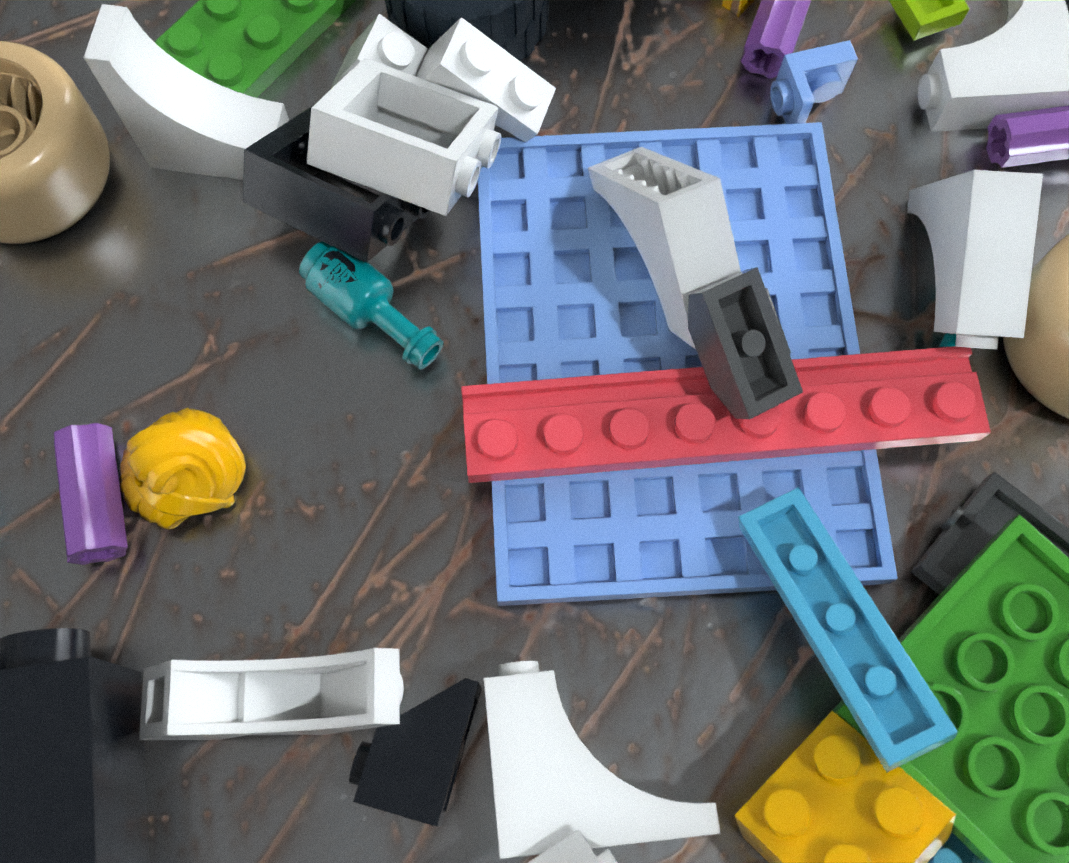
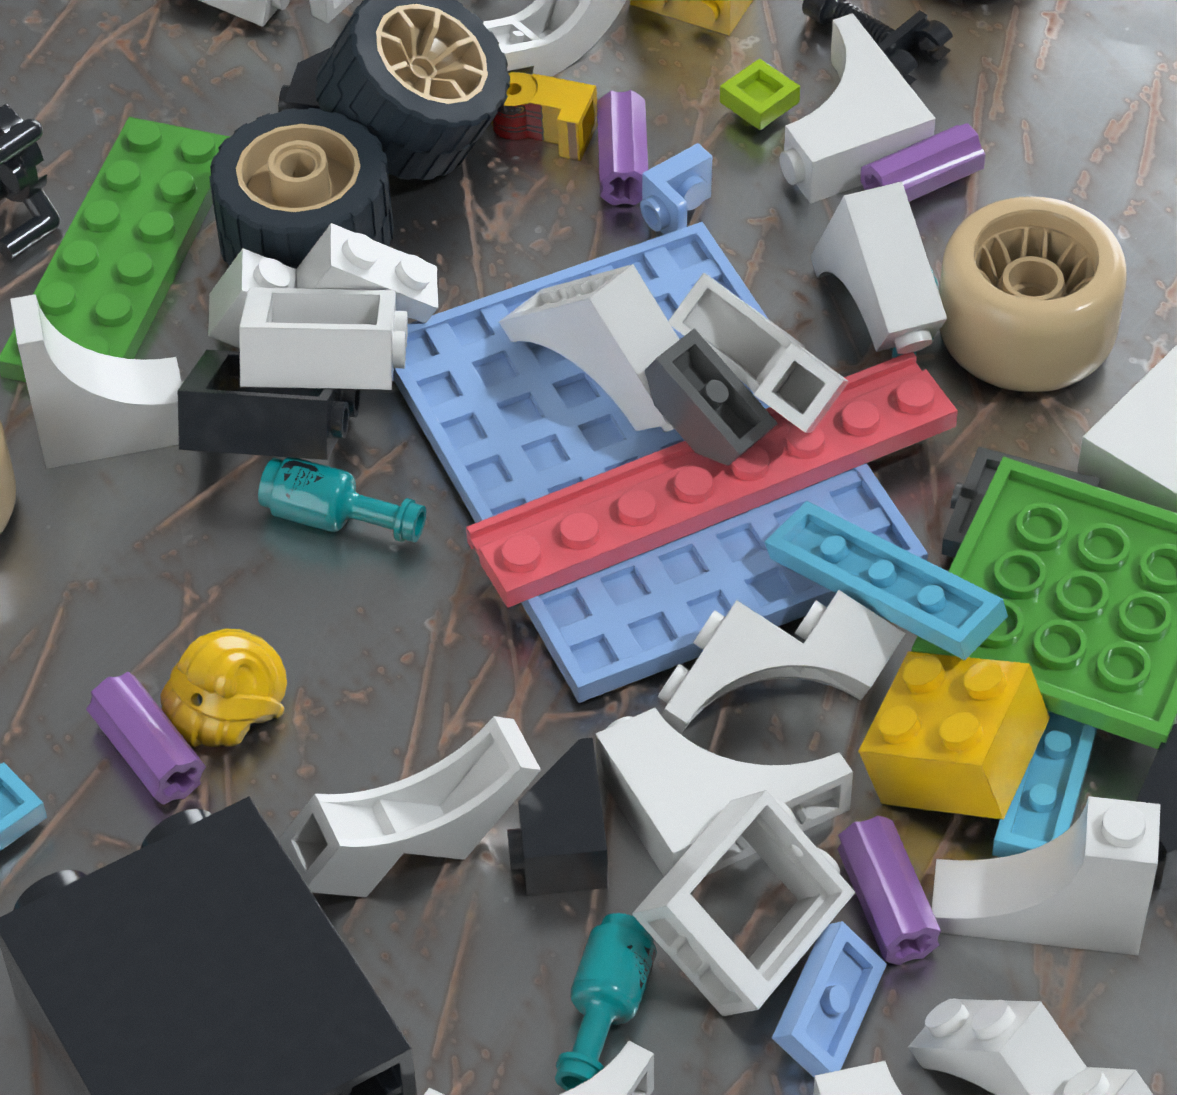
camera: 20 degrees left, 20 degrees down
(666, 634) = (841, 649): none -> white arch
(820, 311) = (760, 354): none -> white arch

